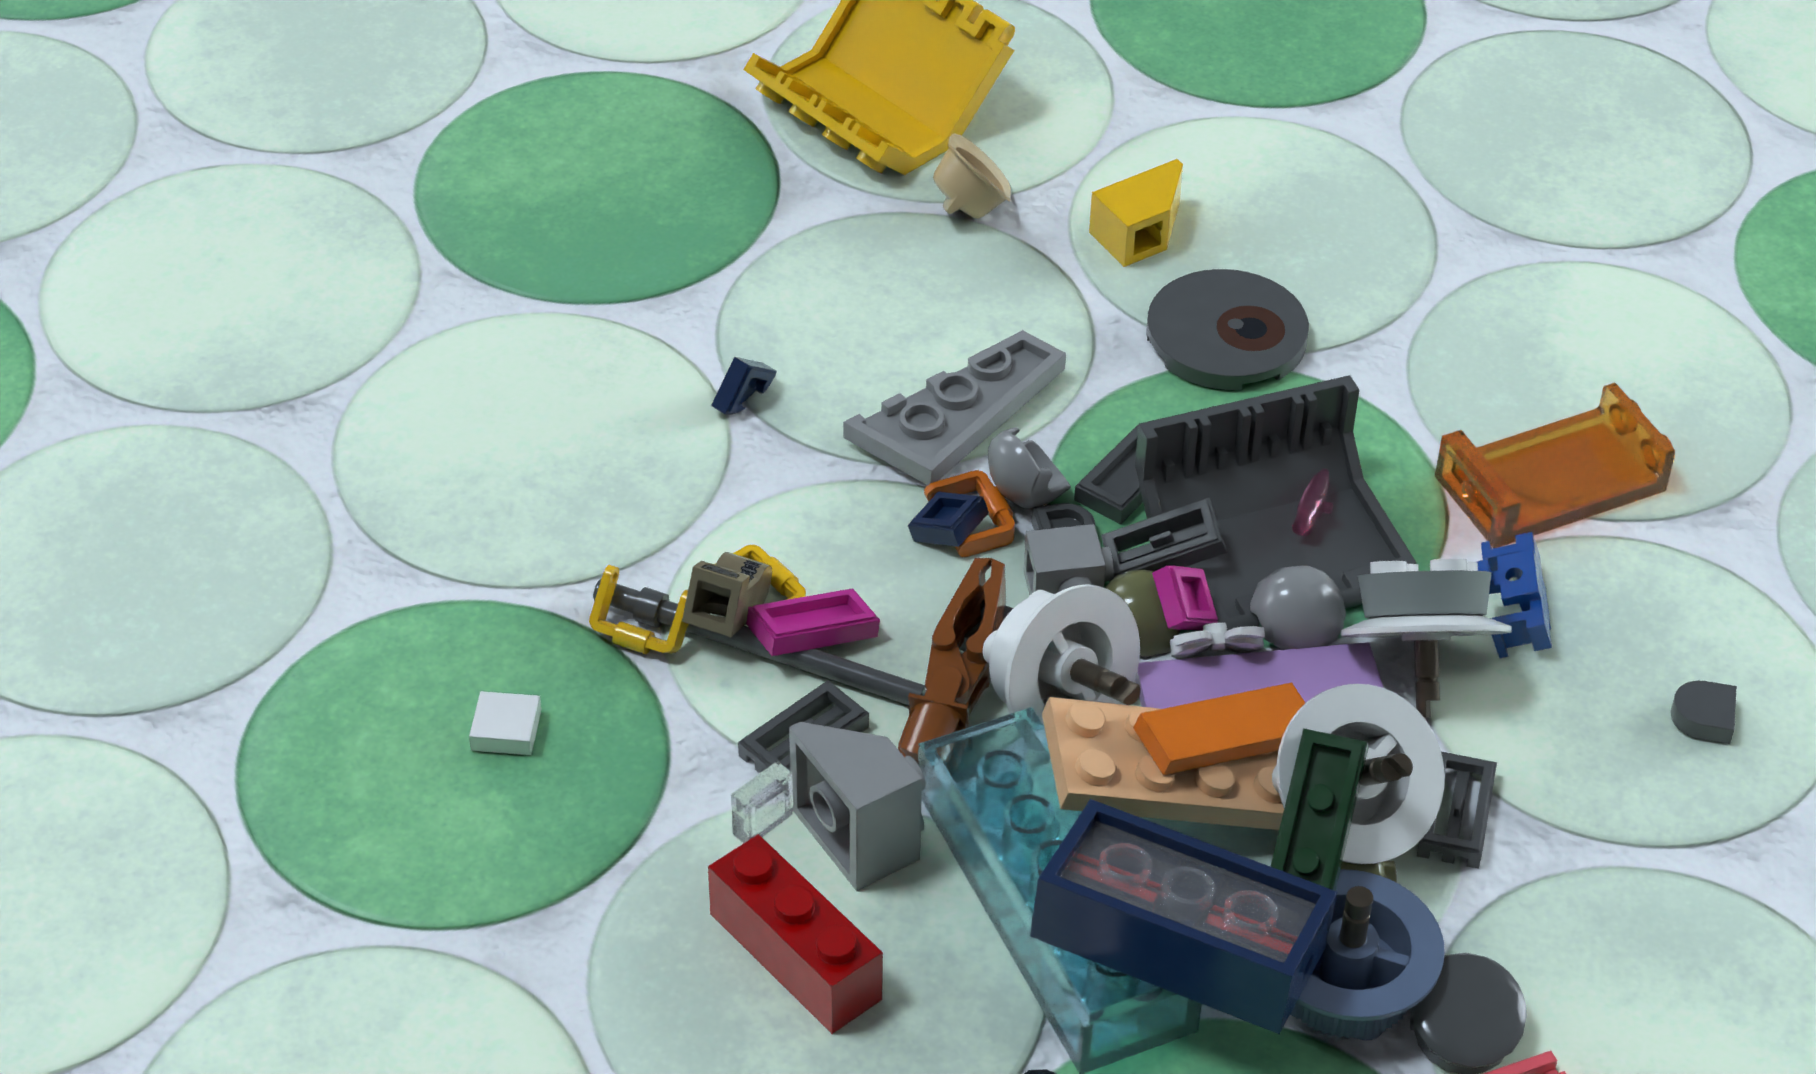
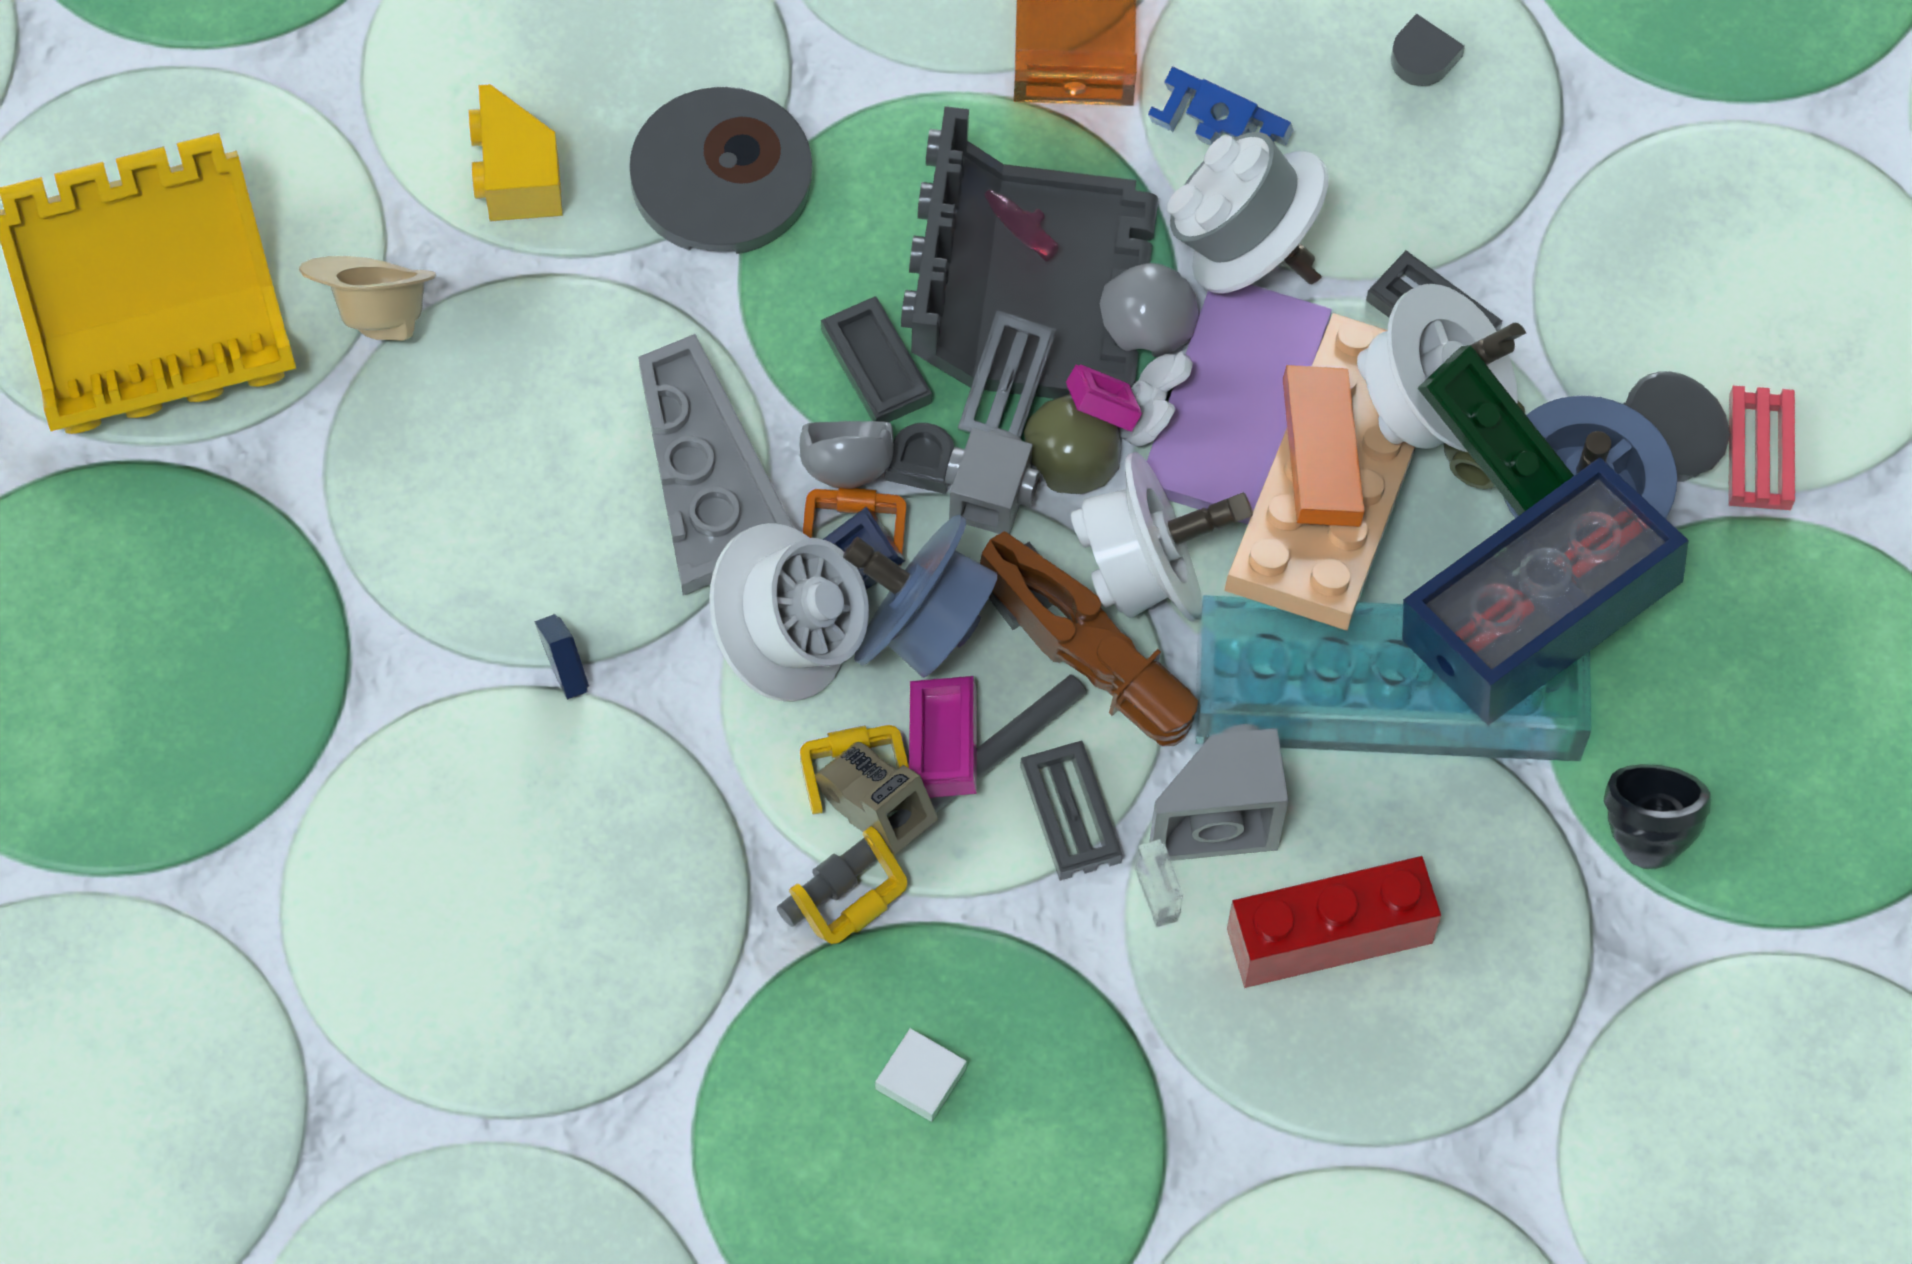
camera: 65 degrees left, 20 degrees up
(848, 472) = (786, 610): none -> white piece
(912, 542) = (928, 604): none -> sand blue piece

